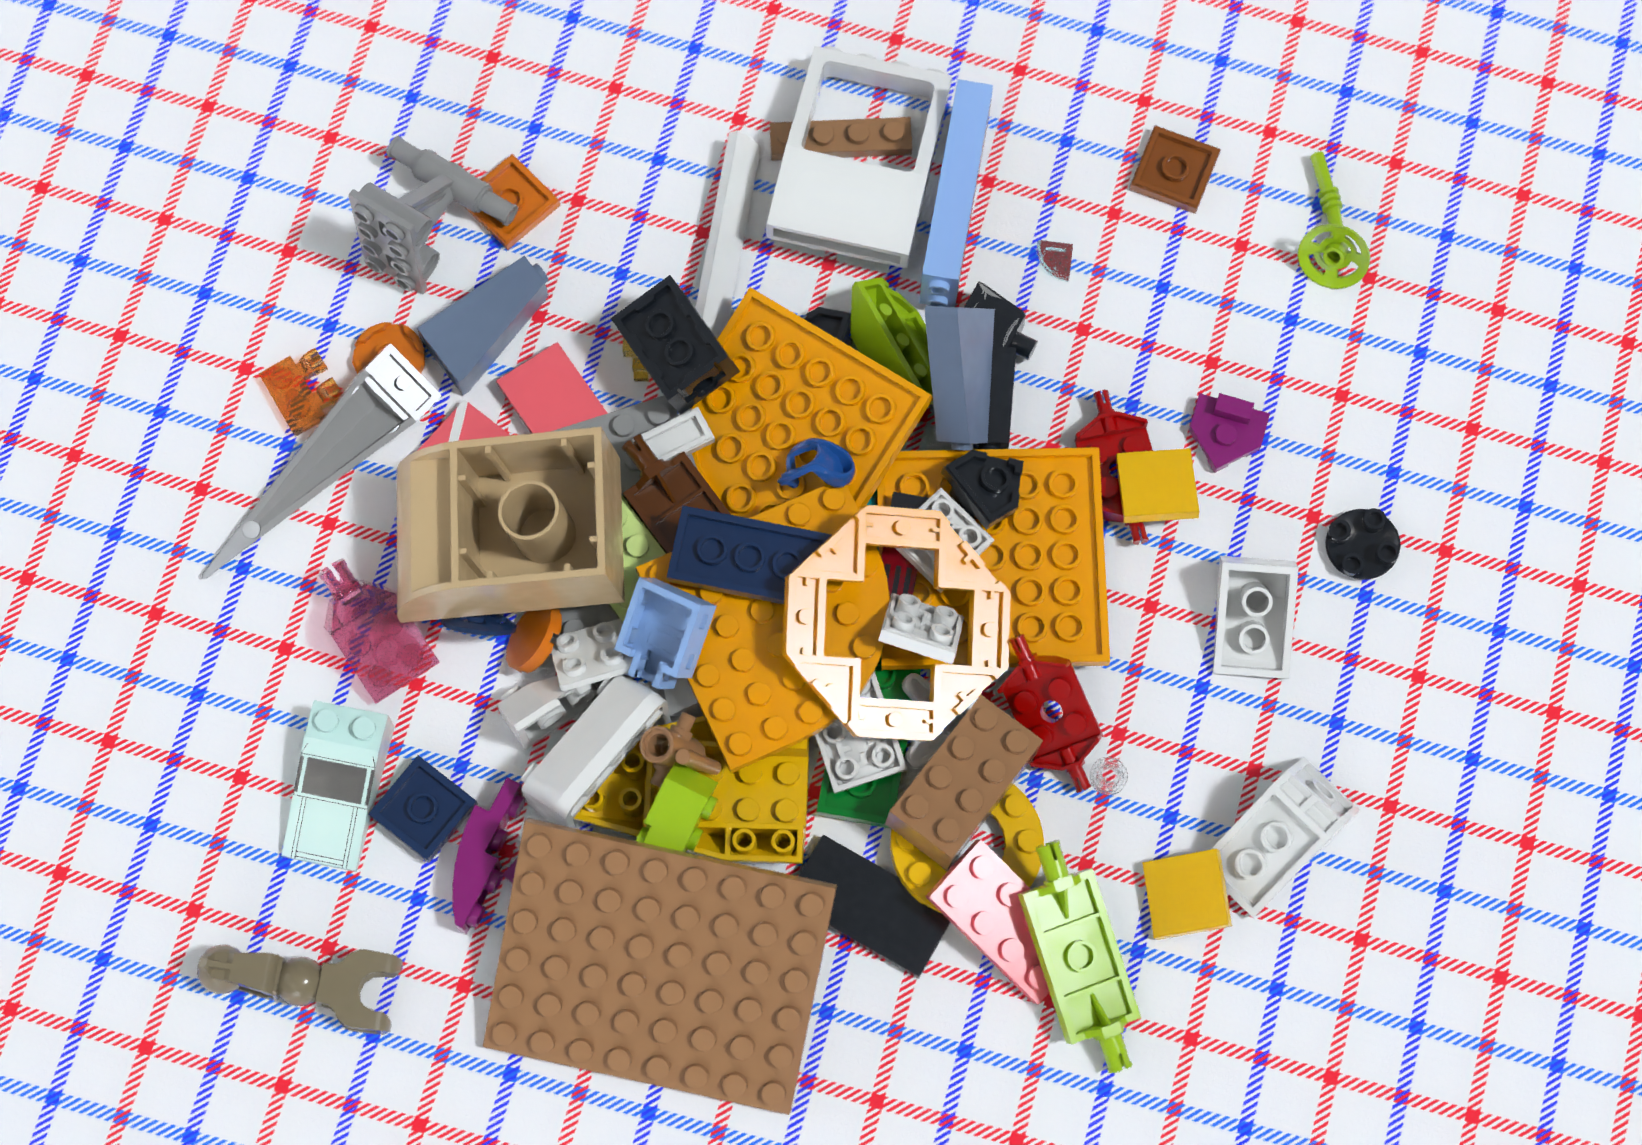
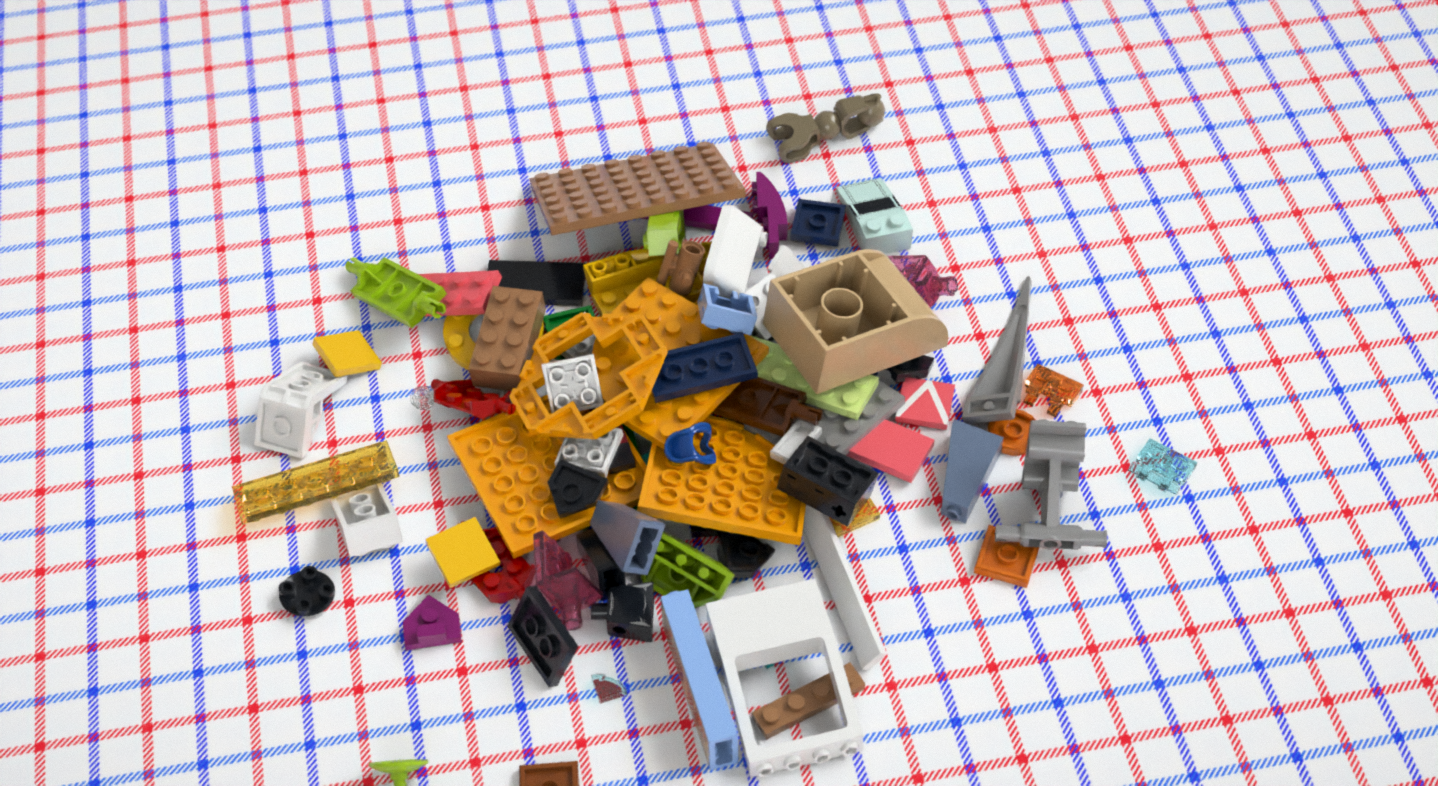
camera: 155 degrees right, 20 degrees down
(240, 228) = (1164, 461): none -> clear light blue plate
(1066, 376) = (562, 585): none -> clear pink plate
(1107, 330) = (542, 636): none -> black plate
(1301, 694) = (315, 482): none -> clear yellow plate

